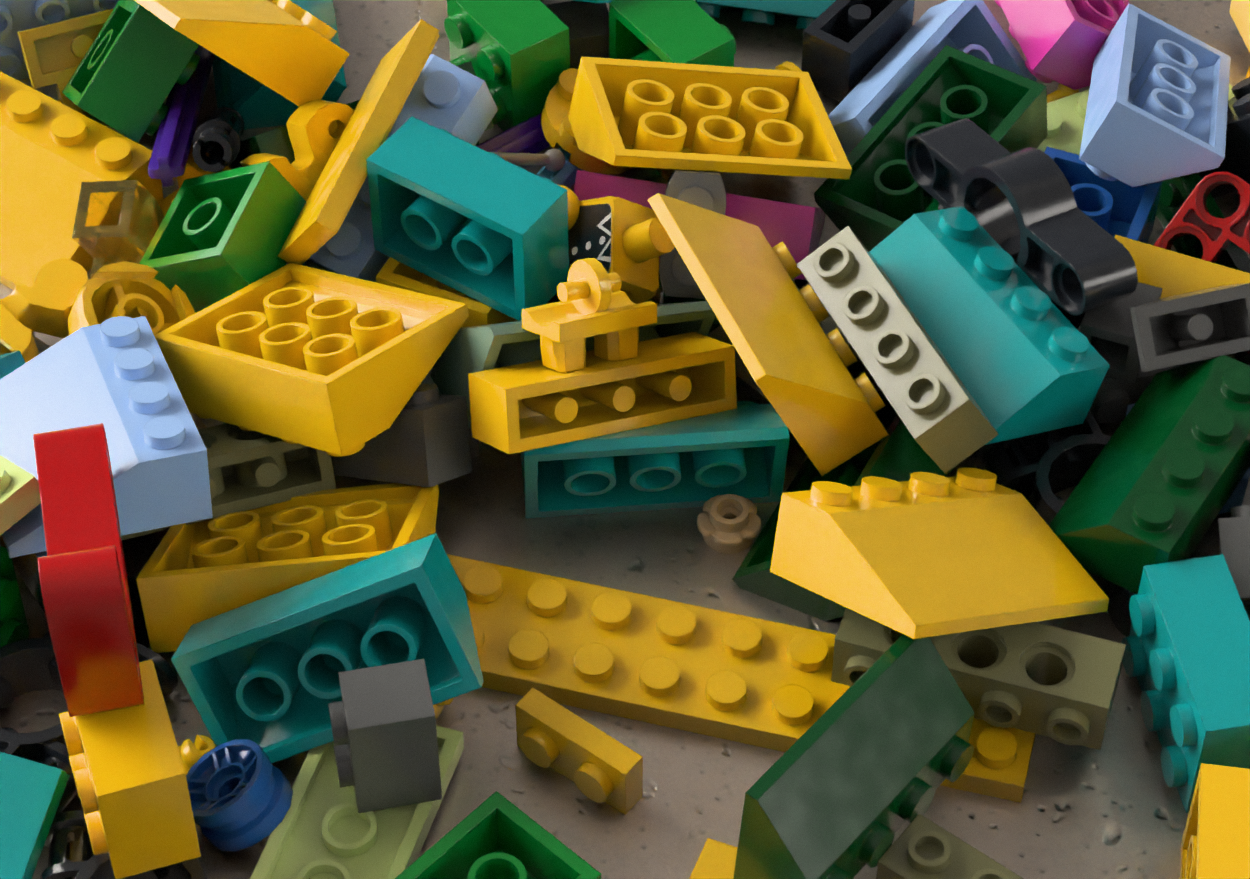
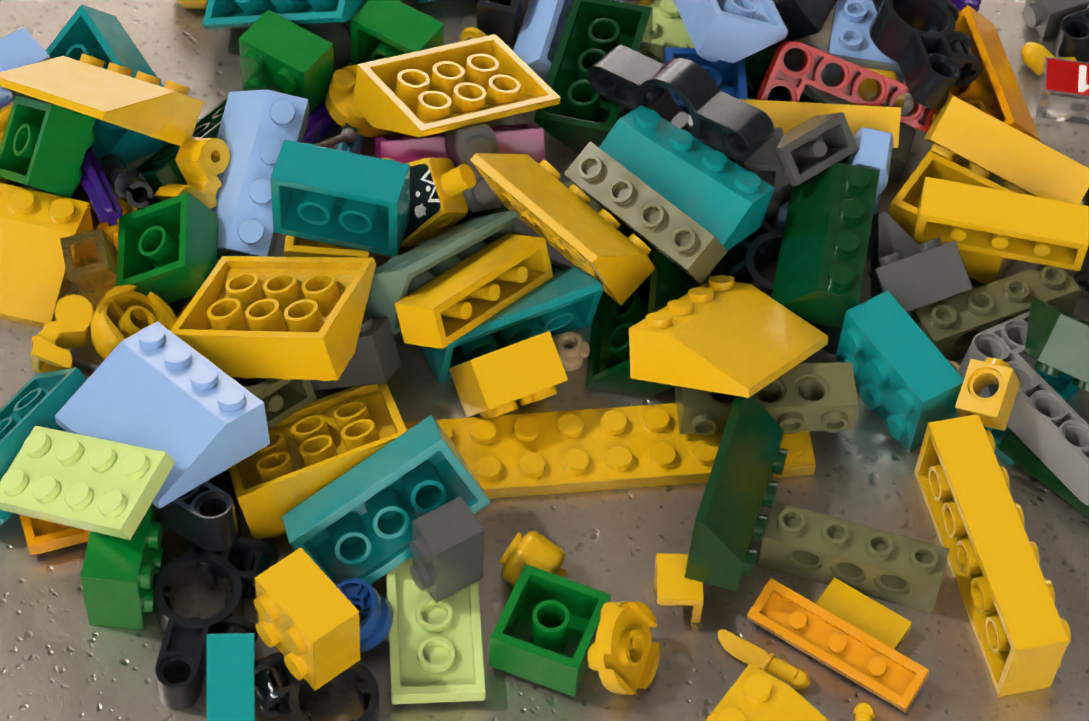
camera: 25 degrees left, 5 degrees up
(86, 572) = (268, 532): red beam -> none
(362, 136) = (246, 165): yellow tile -> none
(533, 786) = (534, 551): none -> yellow head
(579, 751) = (561, 525): yellow plate -> none
(587, 308) = (458, 248): yellow hips -> none
(609, 525) = (512, 373): none -> yellow brick

